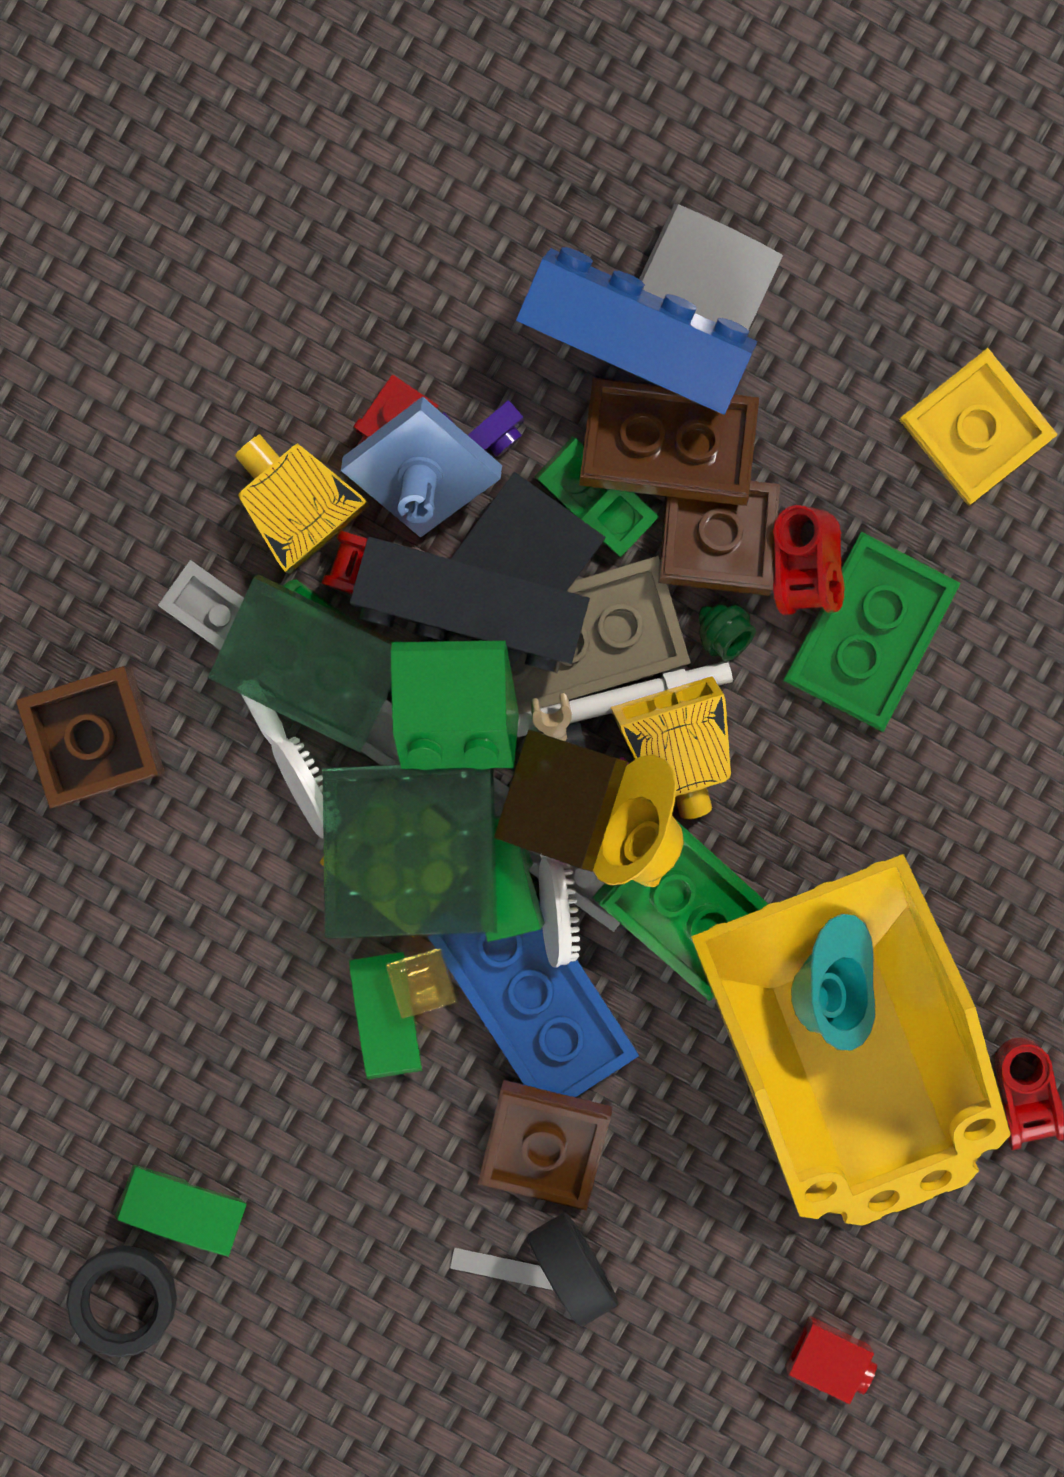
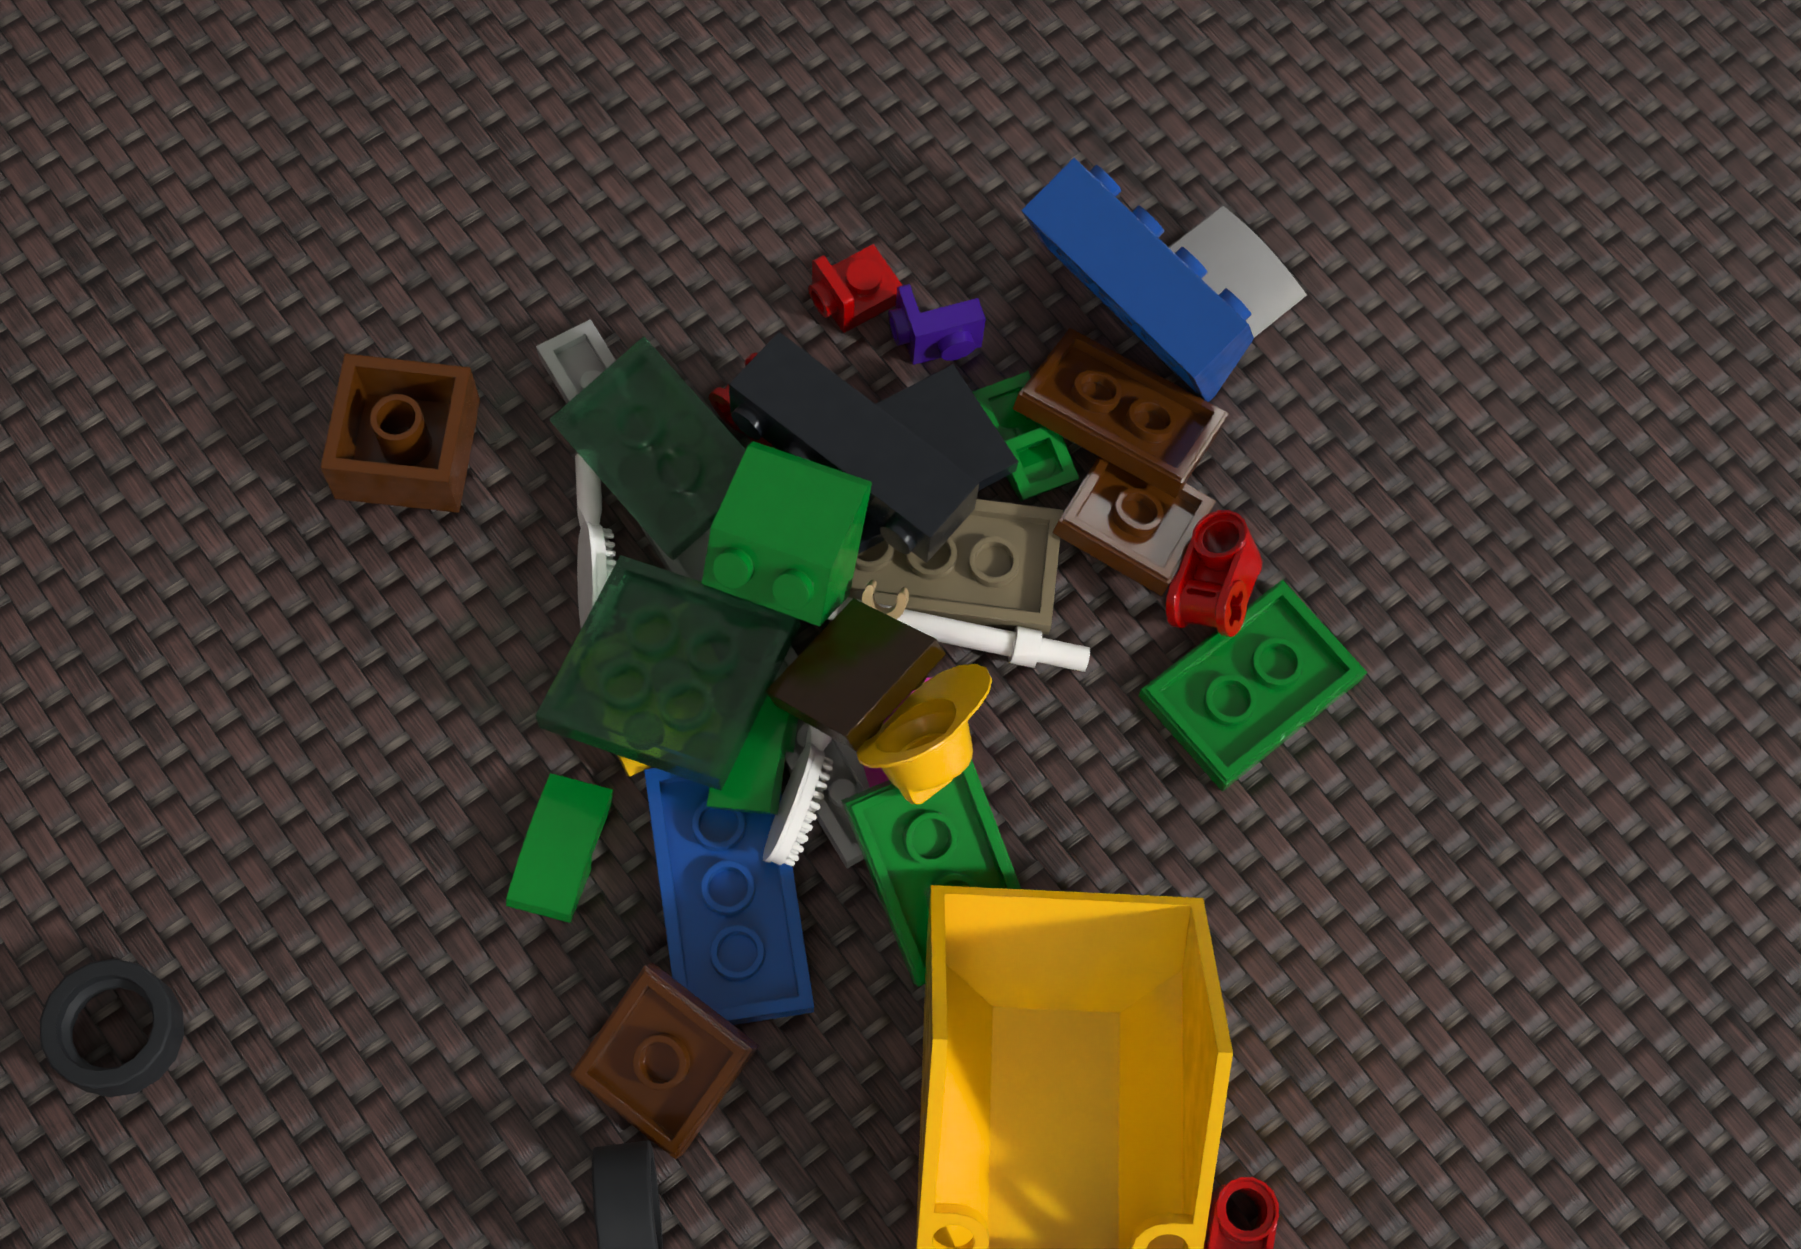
camera: 15 degrees right, 20 degrees down
(180, 1210) = (231, 958): green slope -> none
(295, 501) = (720, 311): yellow torso -> none
(421, 467) = (864, 316): medium blue tile -> none
(421, 983) = (614, 820): clear yellow tile -> none
(499, 1268) = (547, 1187): light grey piece -> none
(688, 731) = (1021, 698): yellow torso -> none
(725, 630) = (1101, 616): dark green plate -> none
(835, 984) = (1067, 1020): teal piece -> none
(978, 426) = (1441, 535): yellow tile -> none

